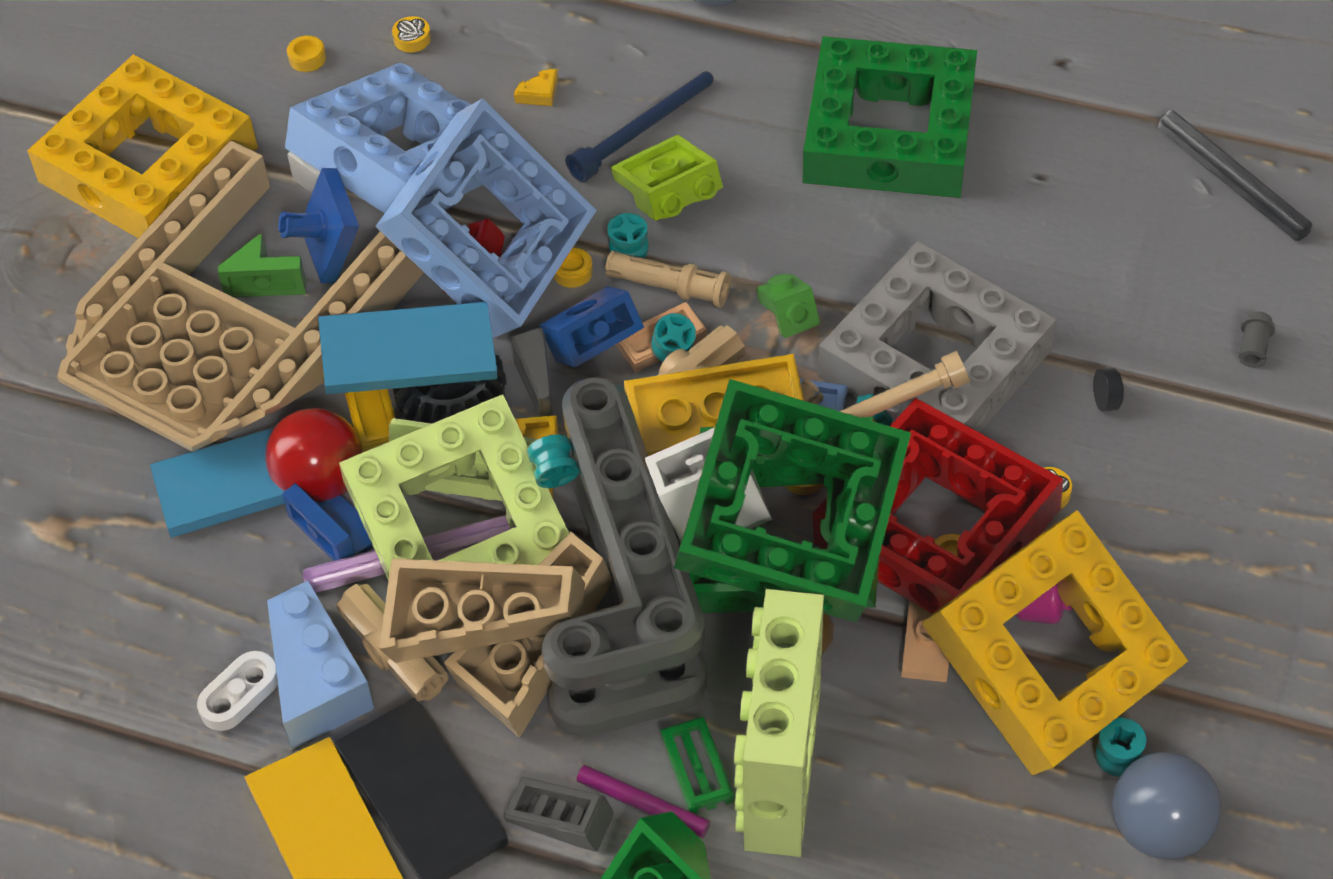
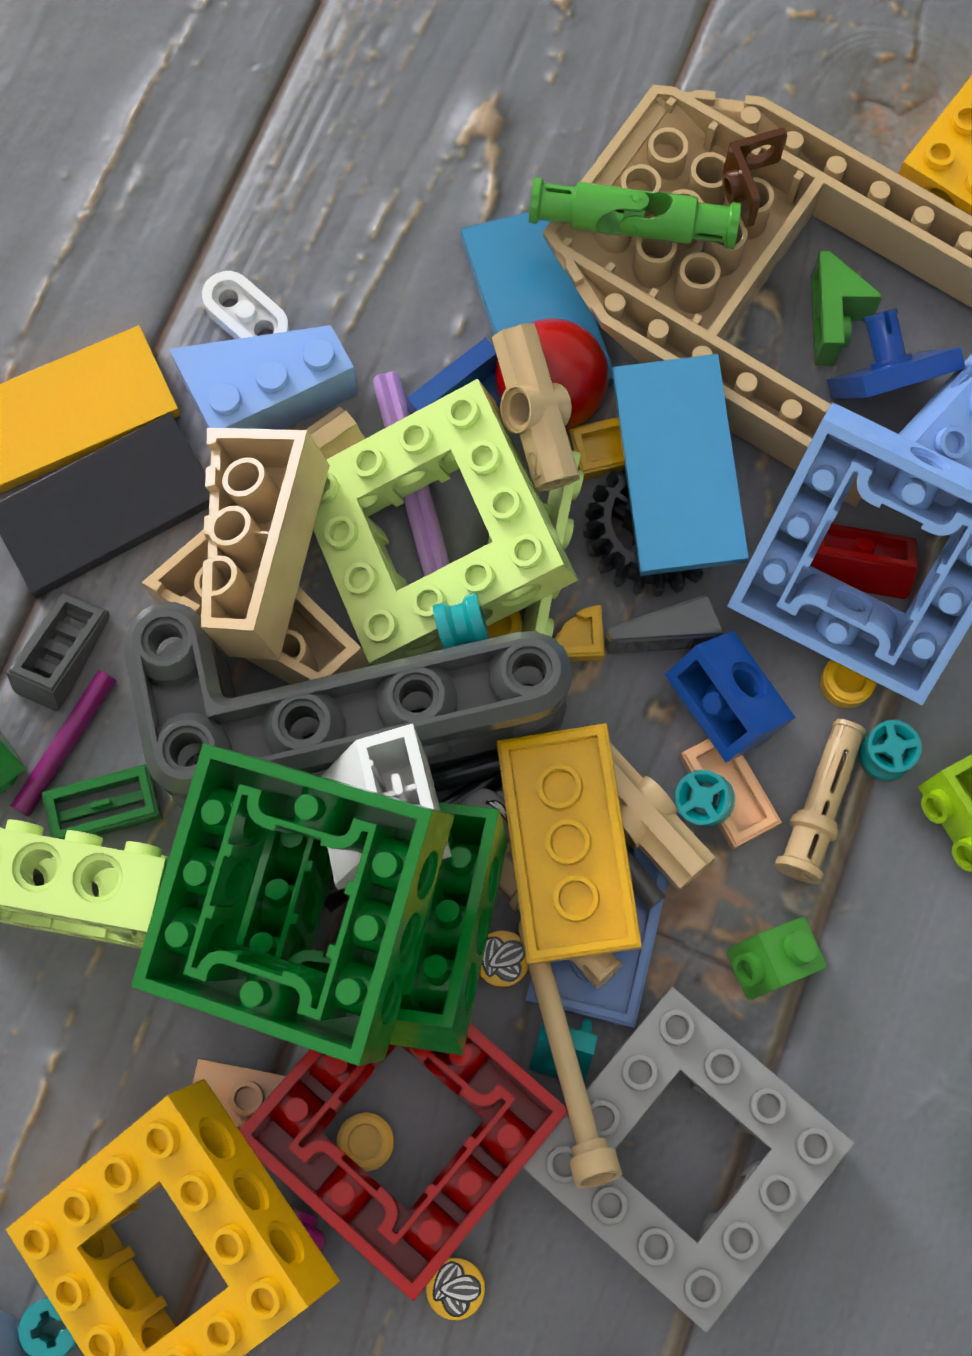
camera: 90 degrees right, 20 degrees up
(165, 303) = (736, 177): none -> reddish brown bracket
(186, 376) = (594, 209): none -> bright green piece
(332, 437) = (535, 407): none -> tan piece

